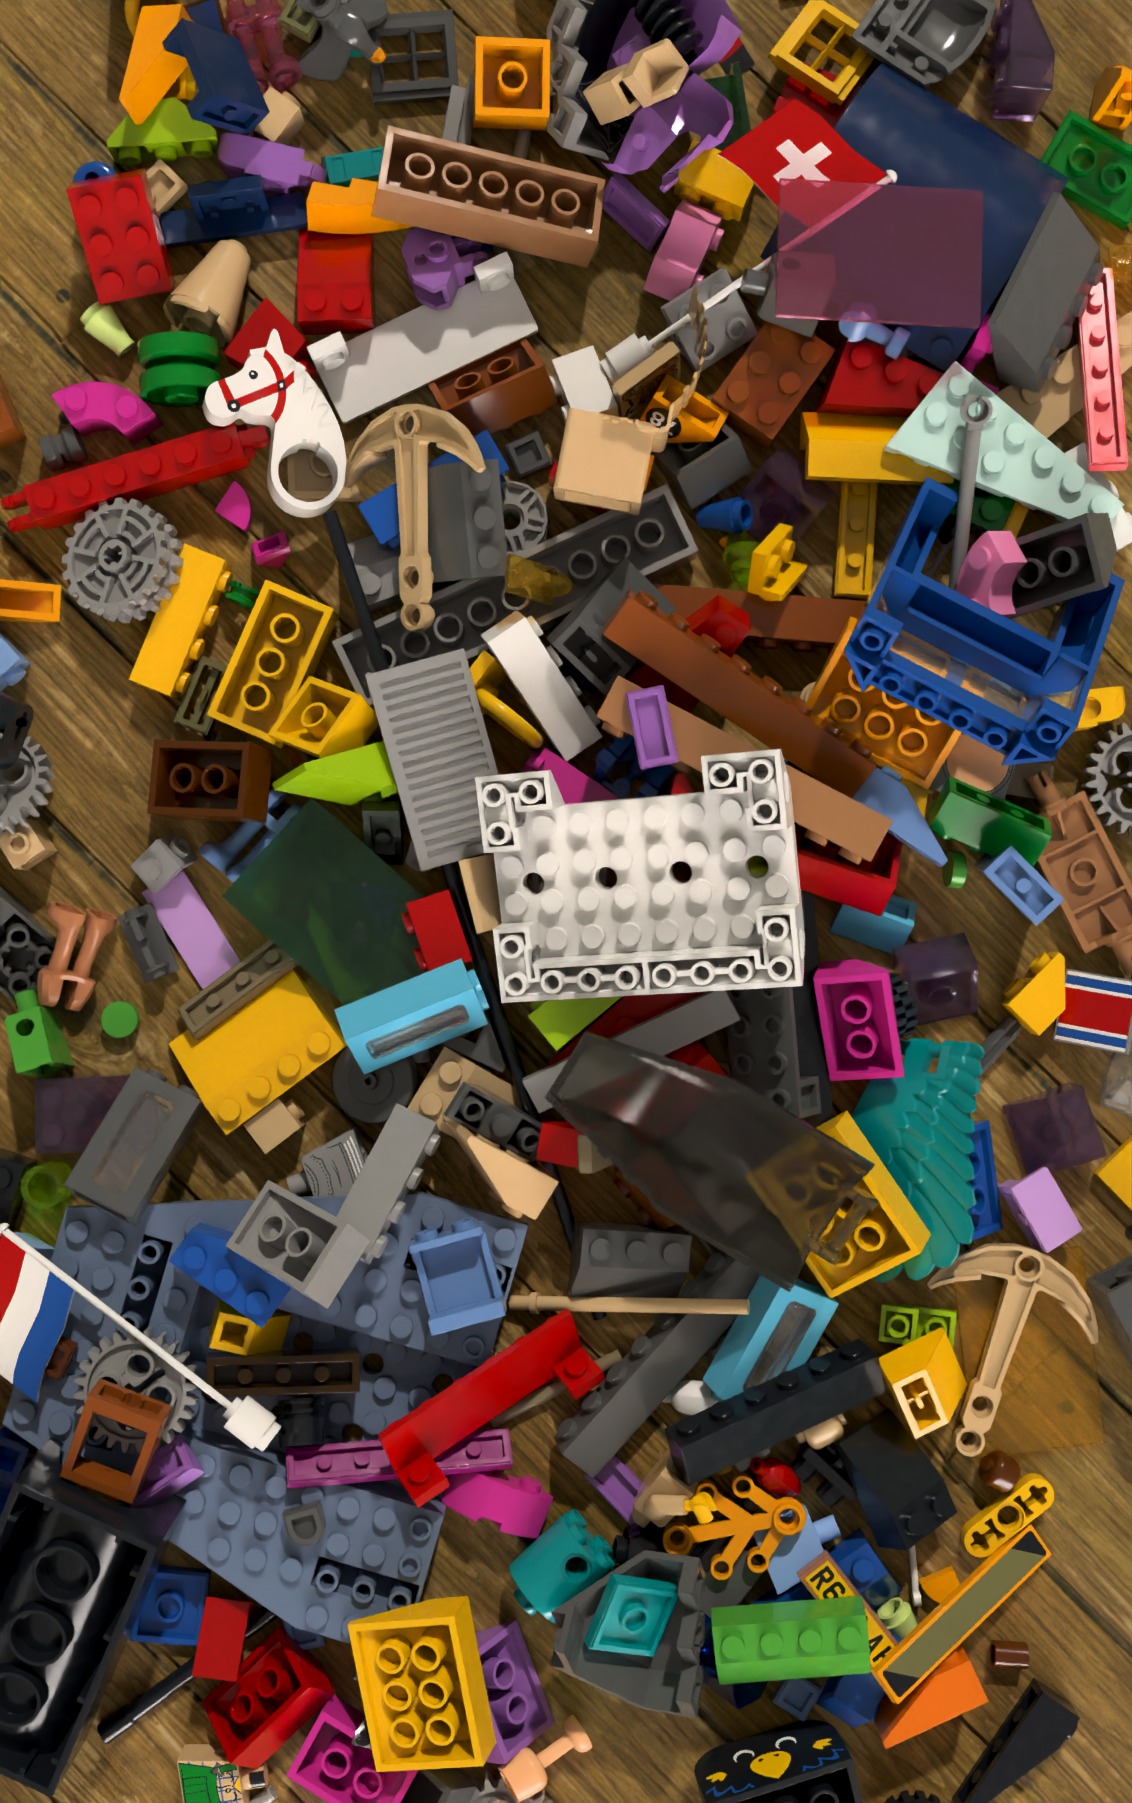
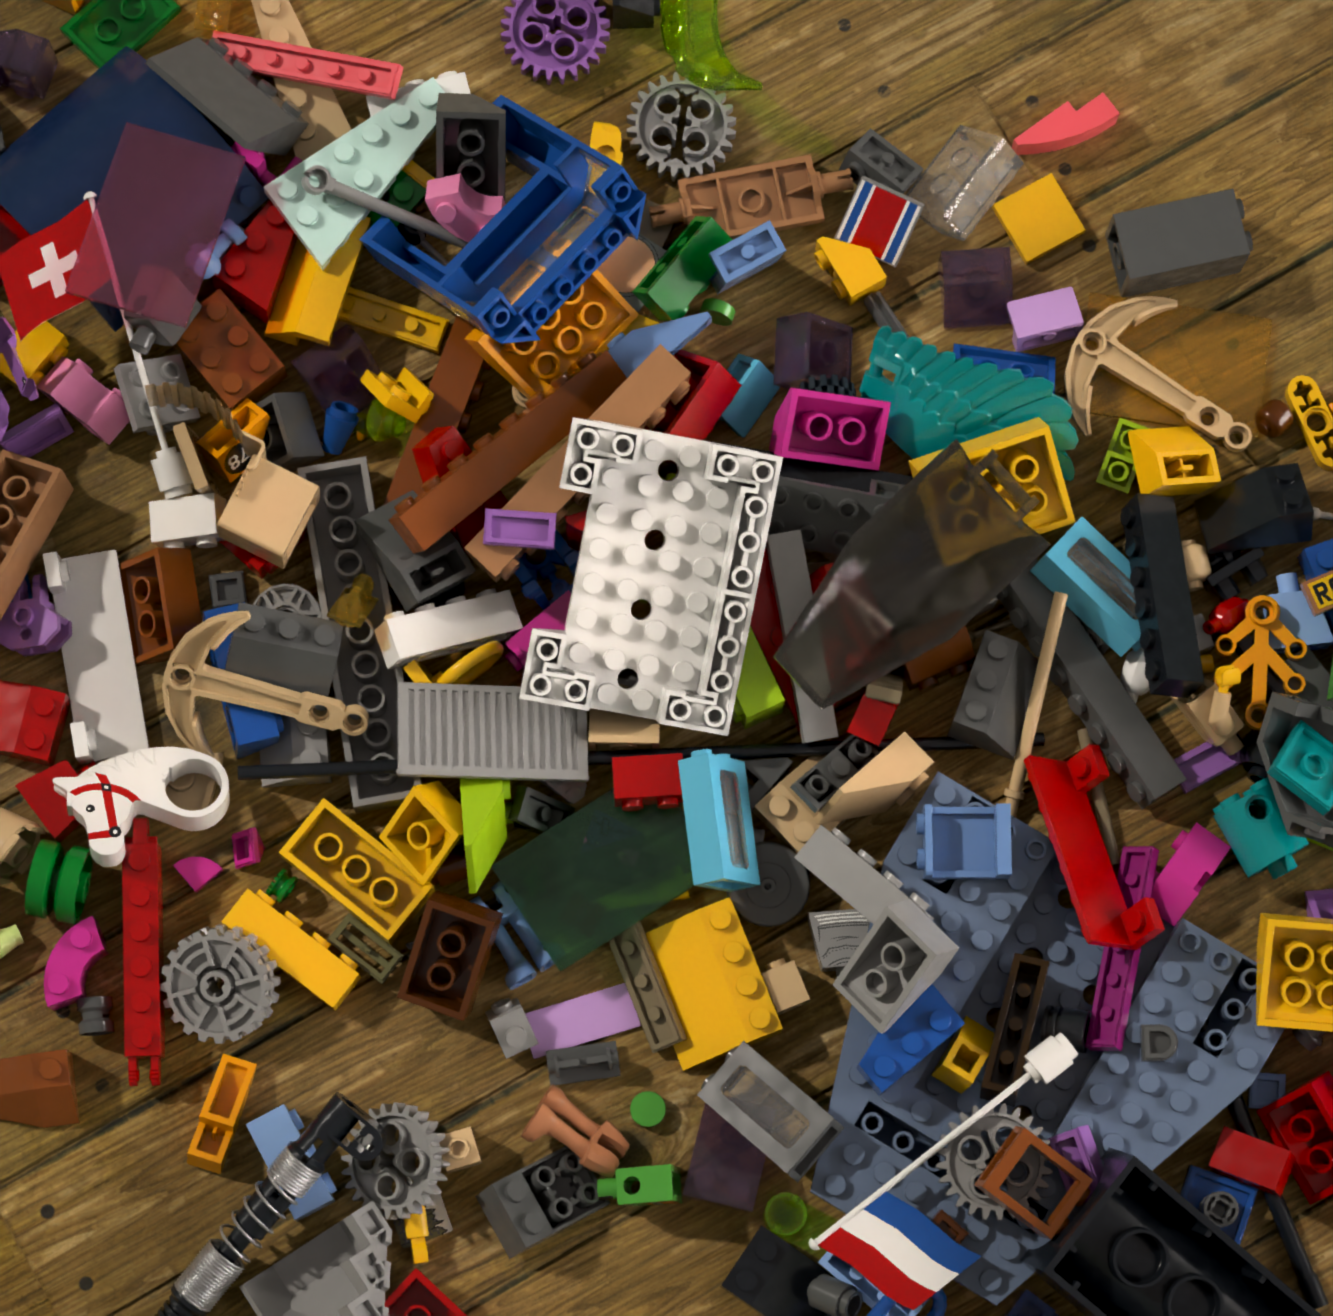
camera: 80 degrees left, 10 degrees down
(171, 1610) = (1214, 1211): none -> dark grey wheel

